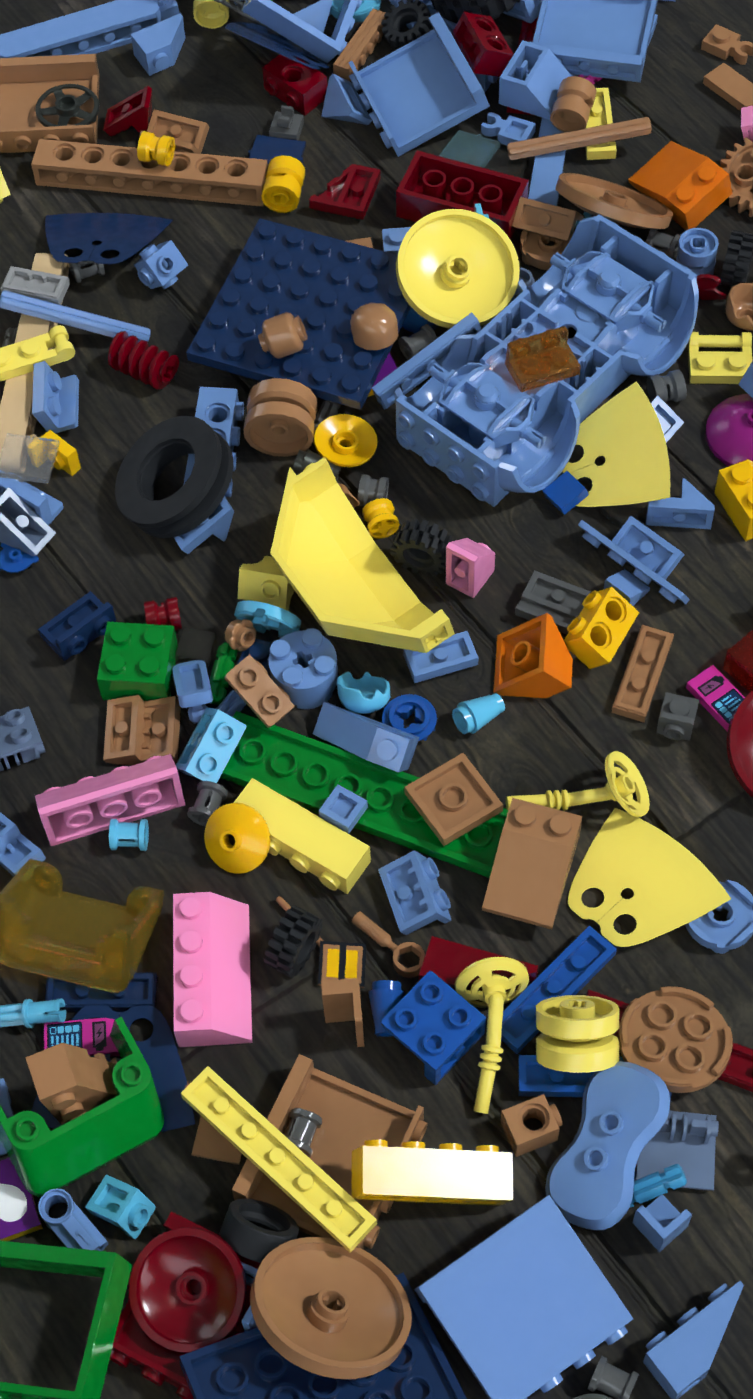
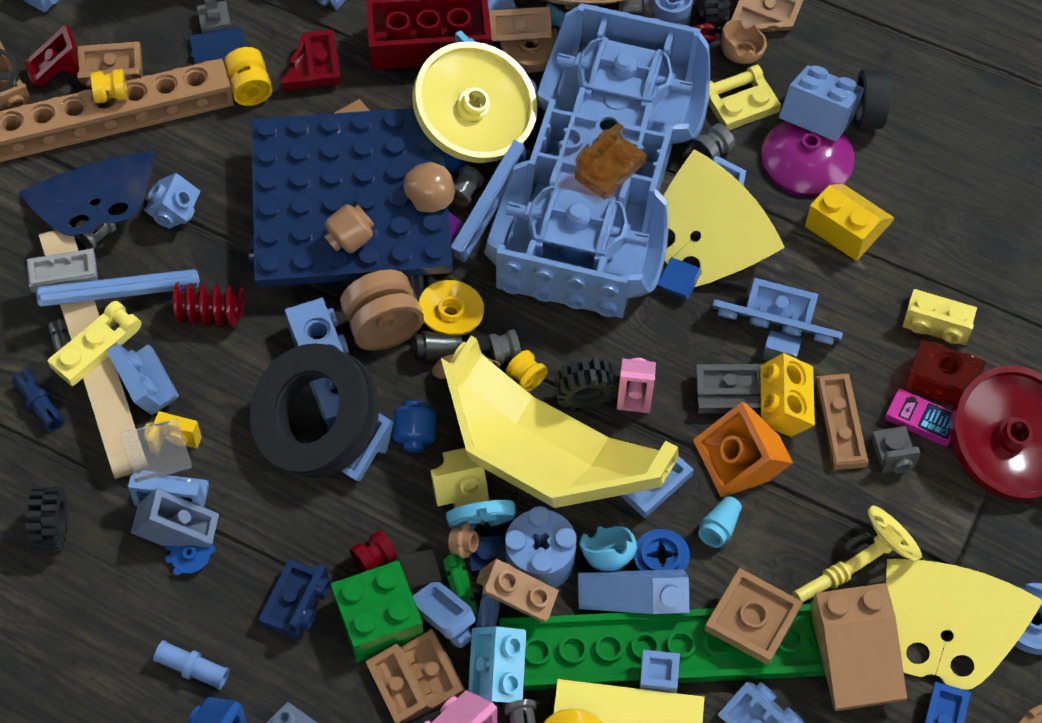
camera: 30 degrees left, 0 degrees up
(256, 525) = (414, 425): none -> blue head
(393, 238) = (387, 94): medium blue plate -> none
(687, 511) = (799, 252): medium blue slope -> none

